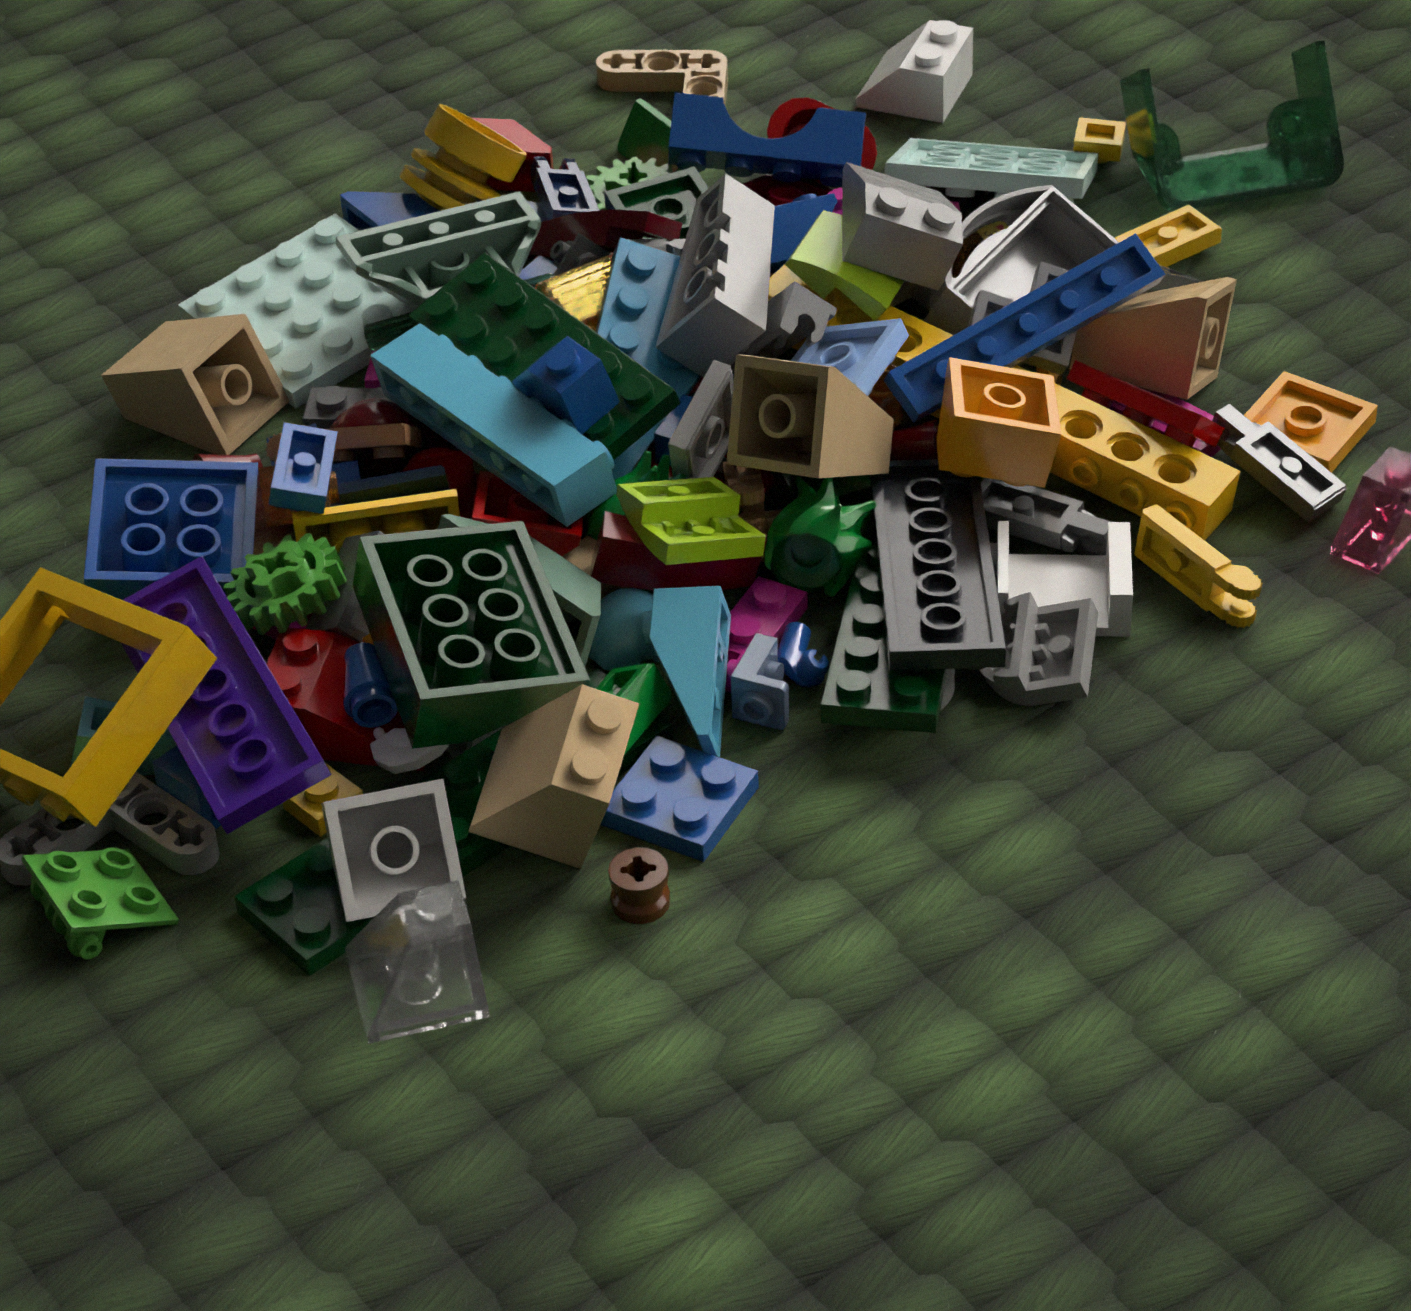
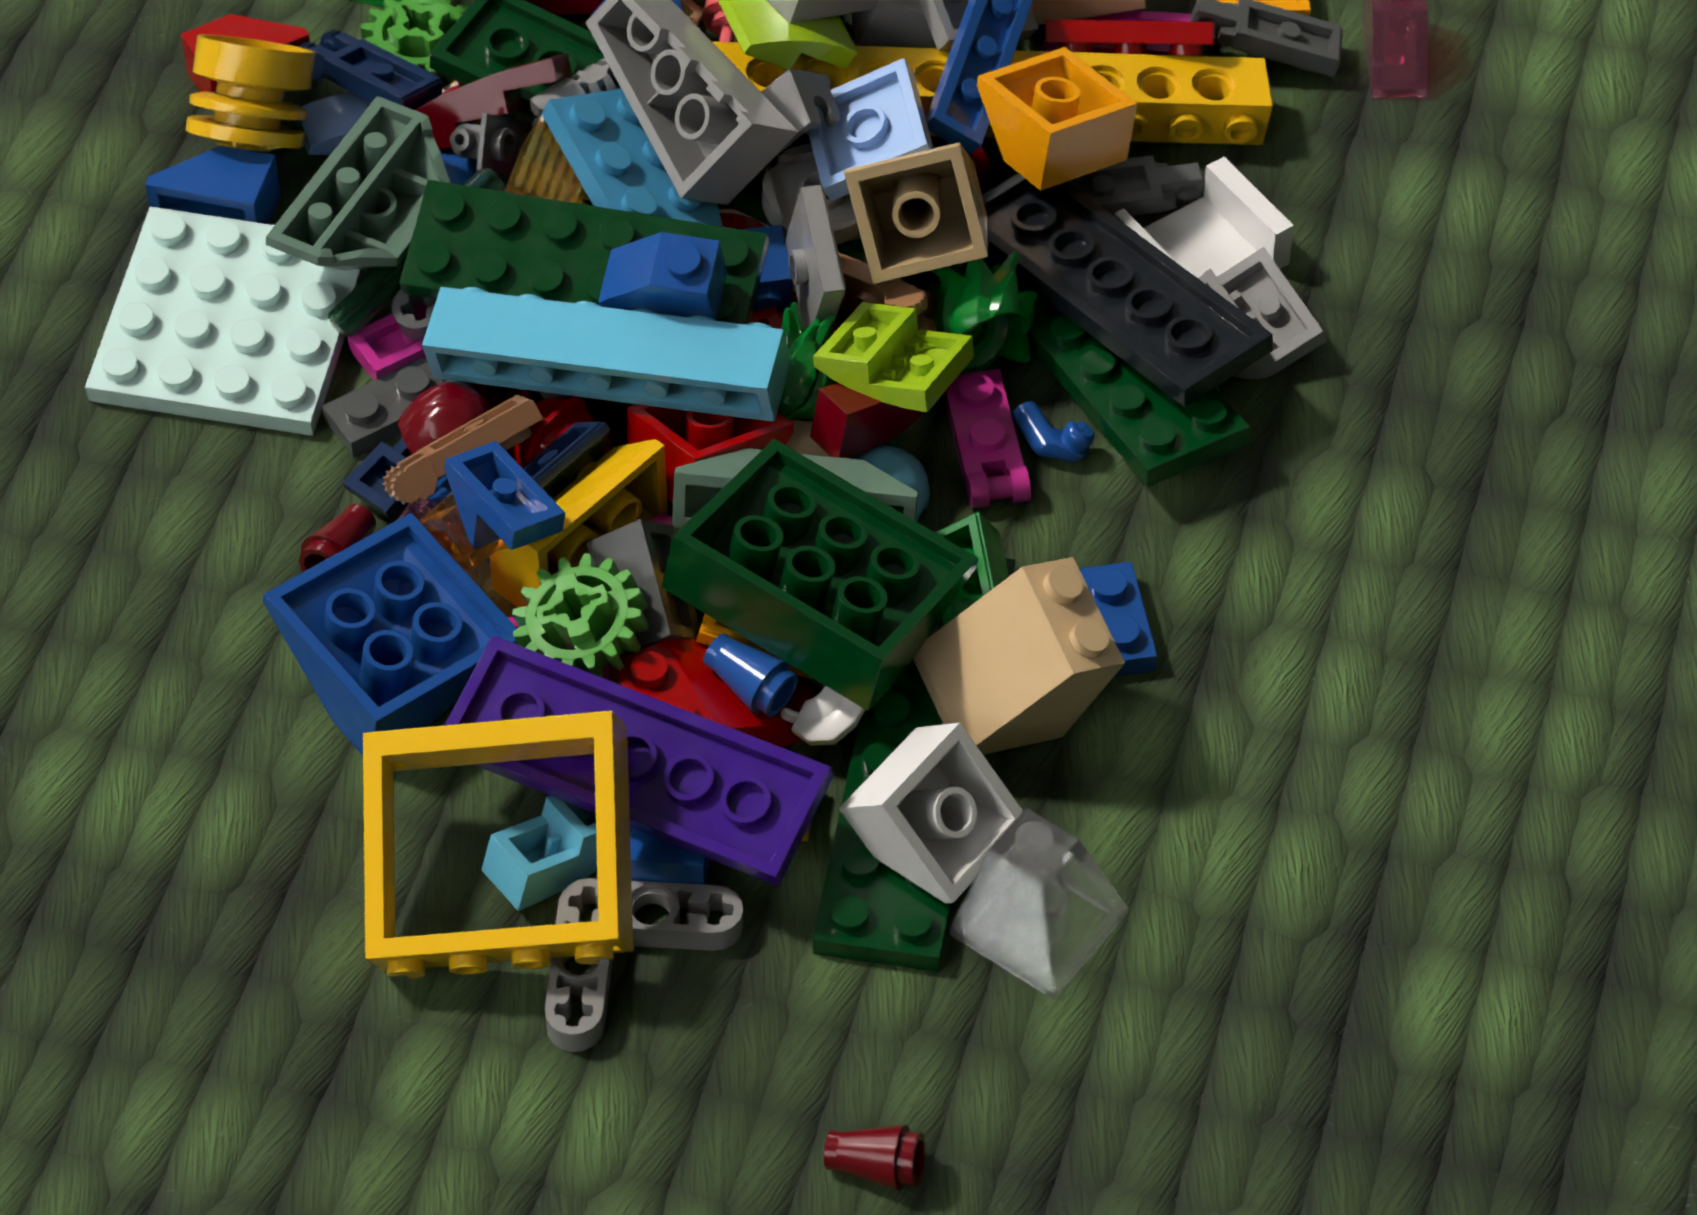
camera: 40 degrees left, 10 degrees up
(93, 894) = (687, 1007): bright green hinge -> none
(113, 1069) = (879, 1155): none -> dark red cone
(199, 382) = (211, 459): tan slope -> none
(639, 885) = (1148, 736): reddish brown wheel -> none
(692, 645) = (983, 474): medium azure slope -> none
(759, 687) = (1054, 488): sand blue bracket -> none
(1197, 568) = (1303, 169): yellow hinge -> none

